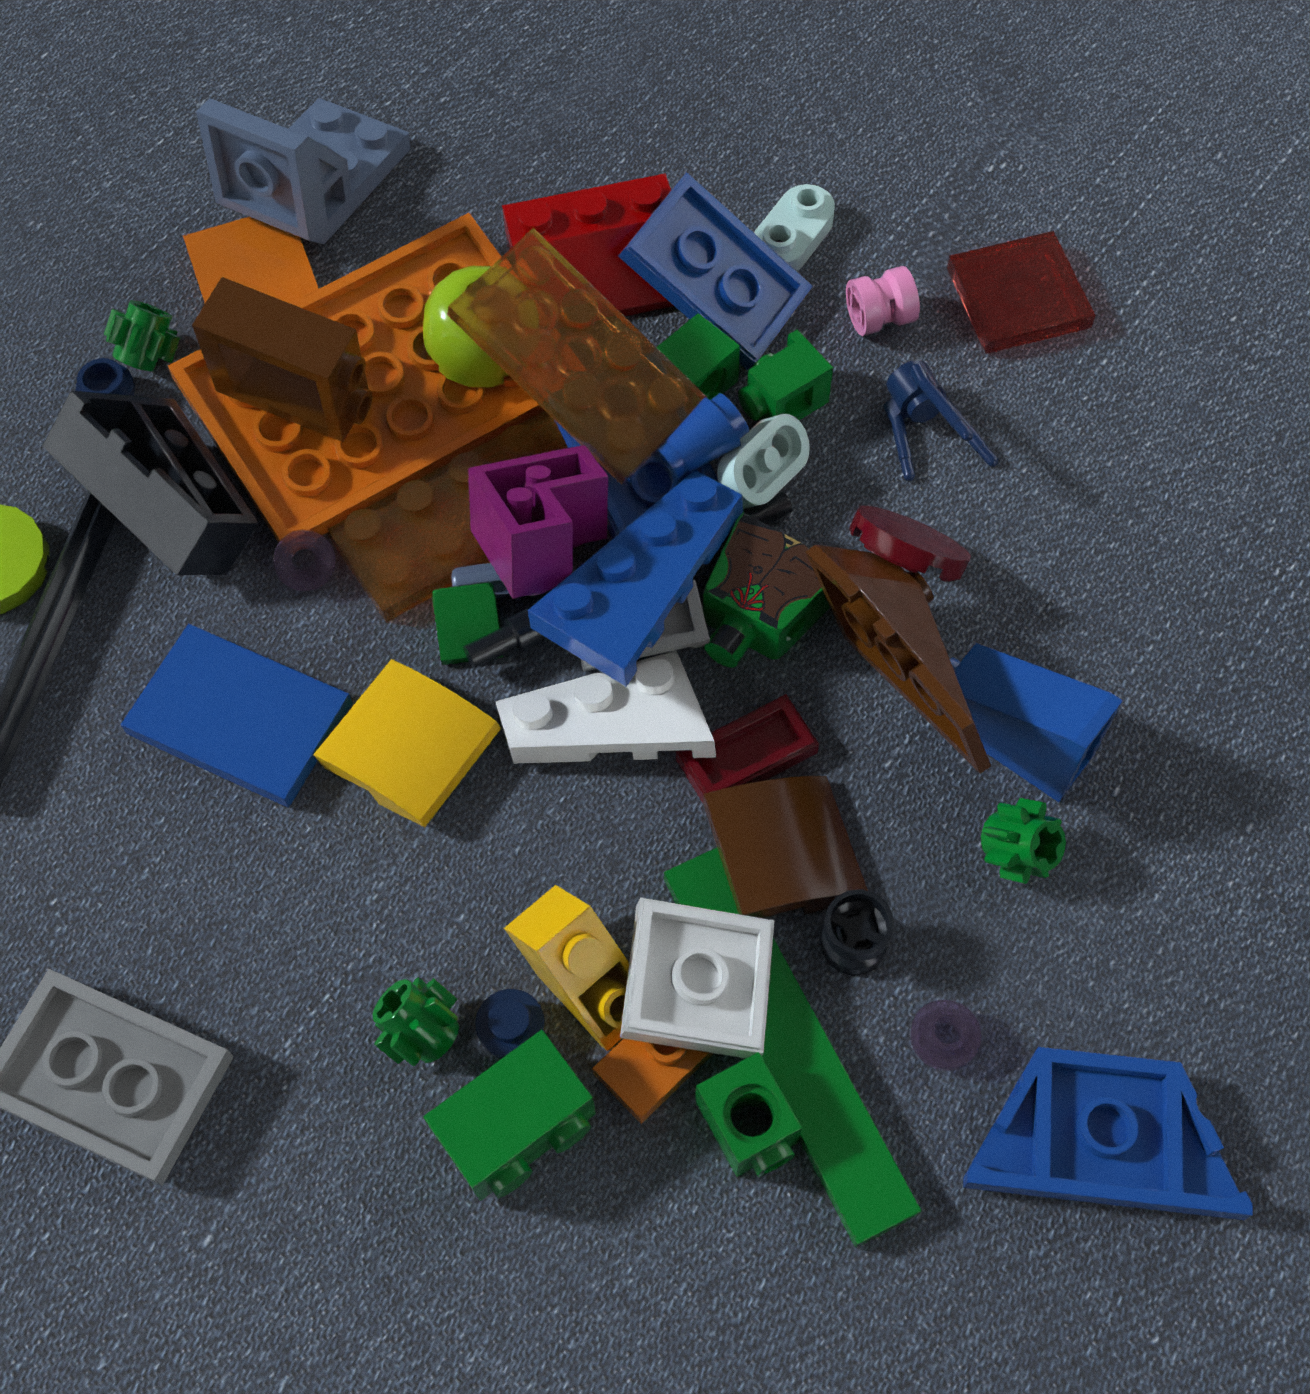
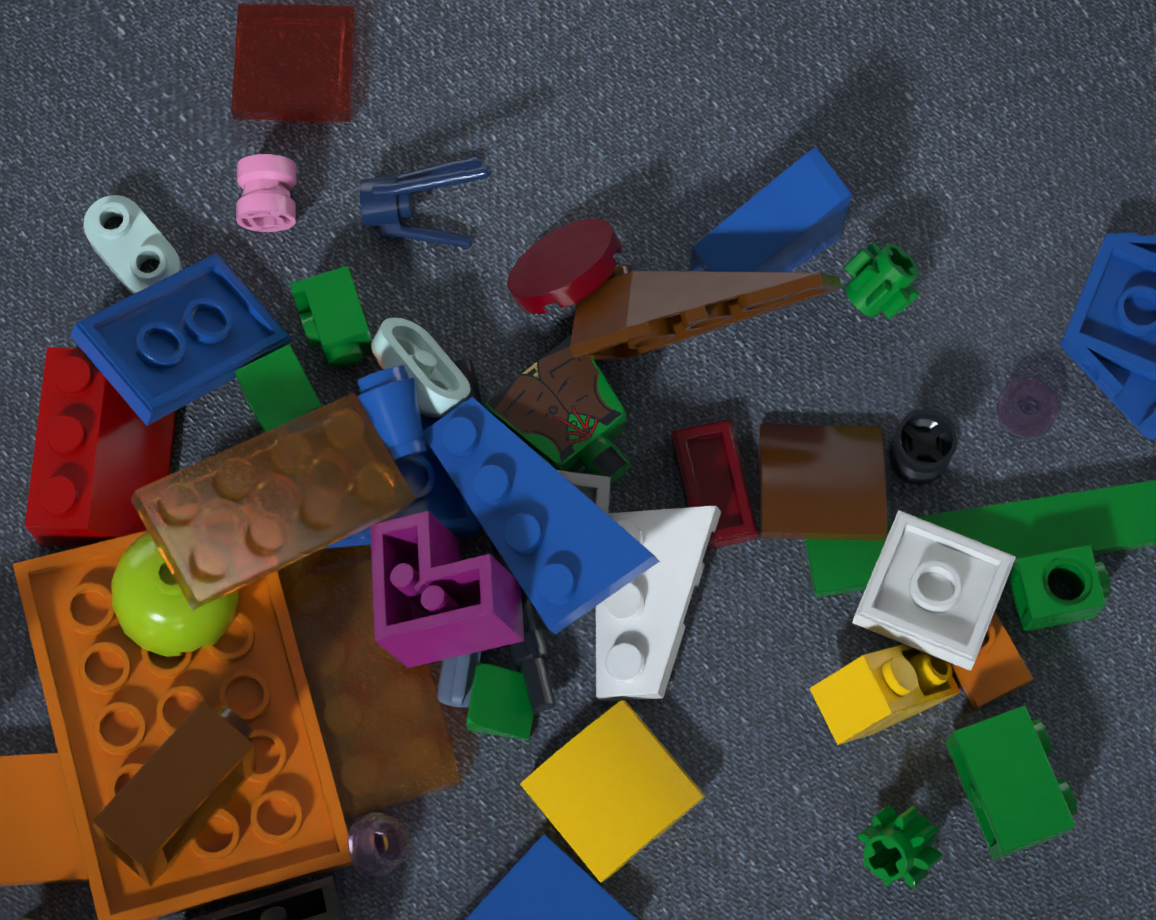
camera: 75 degrees left, 10 degrees up
(508, 1021) = (917, 767): dark blue plate -> none

